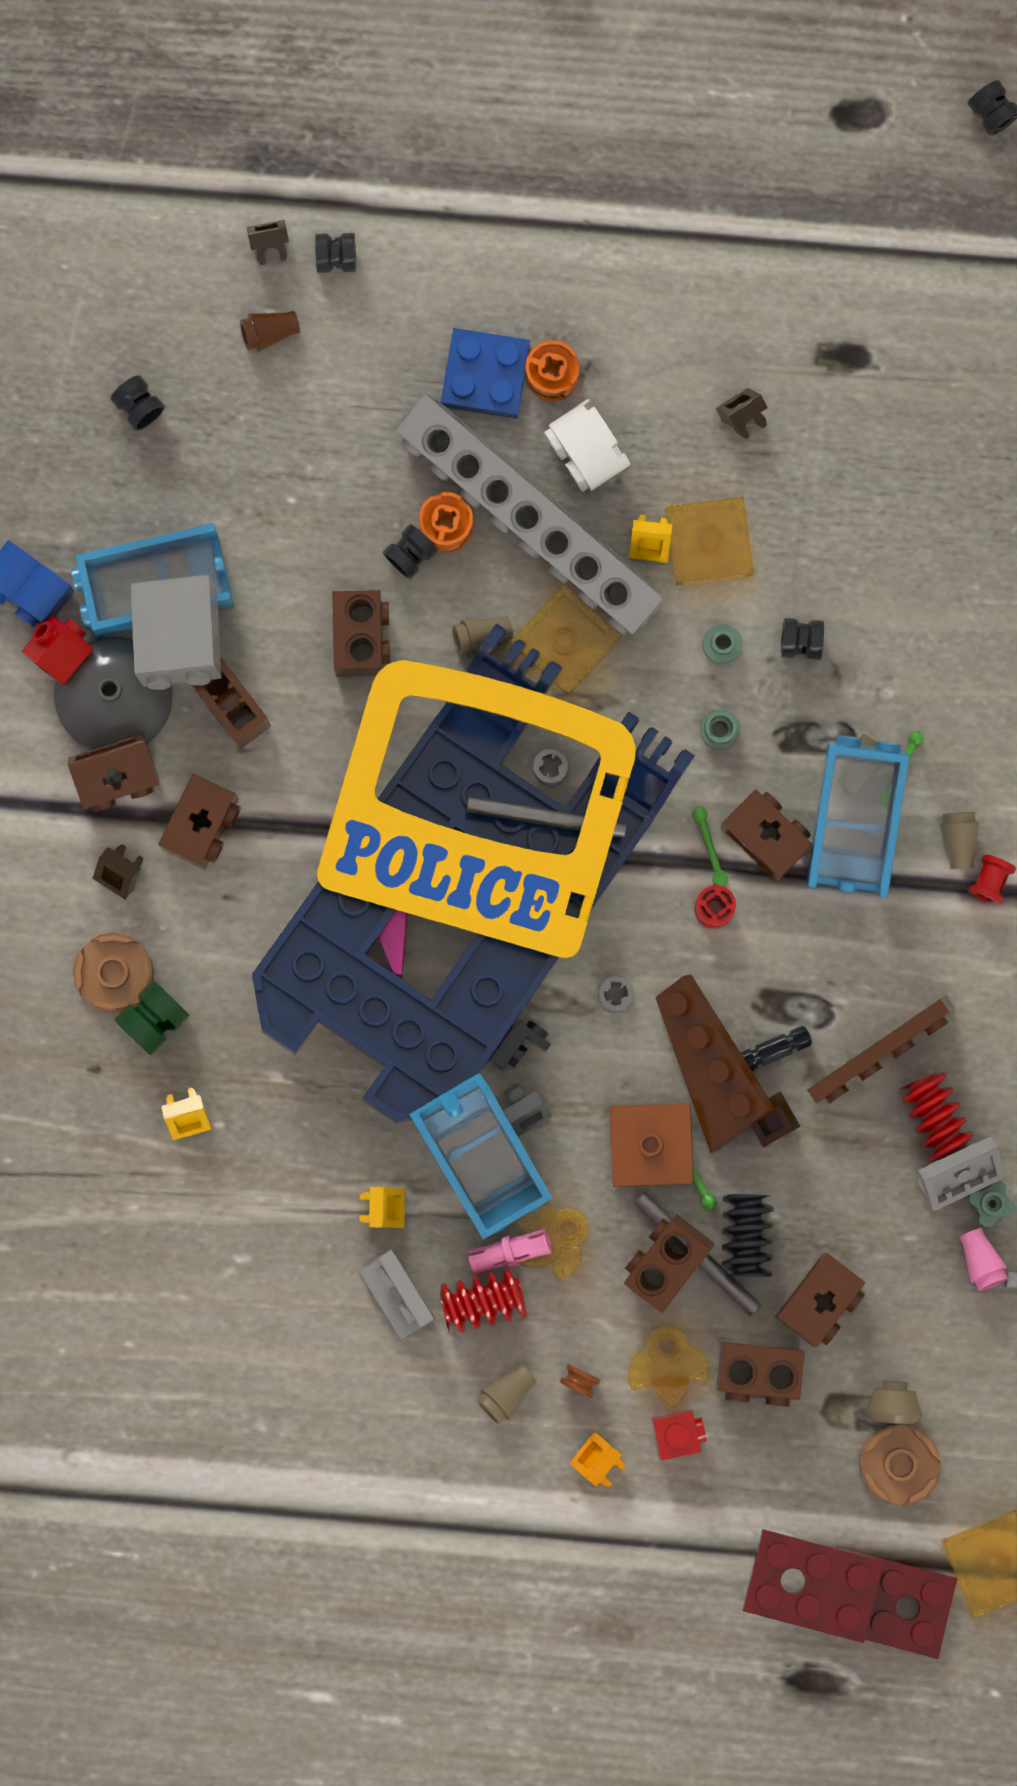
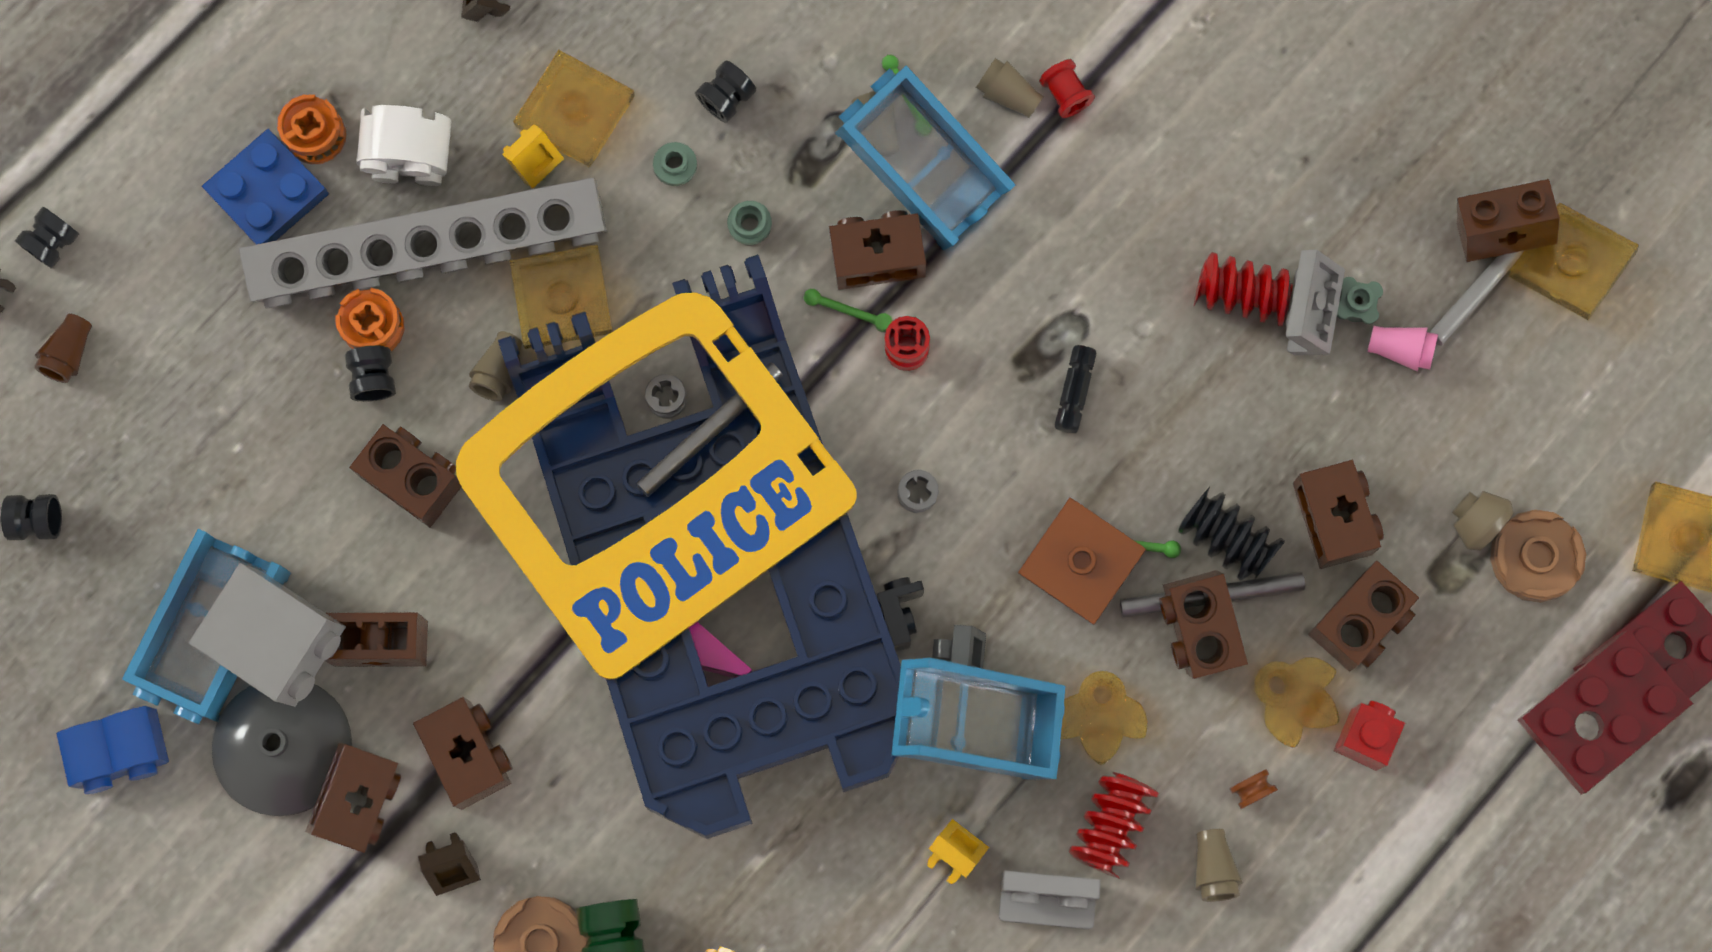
camera: 50 degrees left, 5 degrees down
(58, 648) = (195, 763): red brick -> none
(510, 1251) = (1085, 763): bright pink pin -> none
(596, 1460) = (1339, 828): light orange tile -> none
(715, 1072) = (1057, 453): reddish brown wing -> none
(776, 1123) = (1140, 434): dark brown tile -> none
(896, 1042) = (1155, 270): reddish brown wing -> none

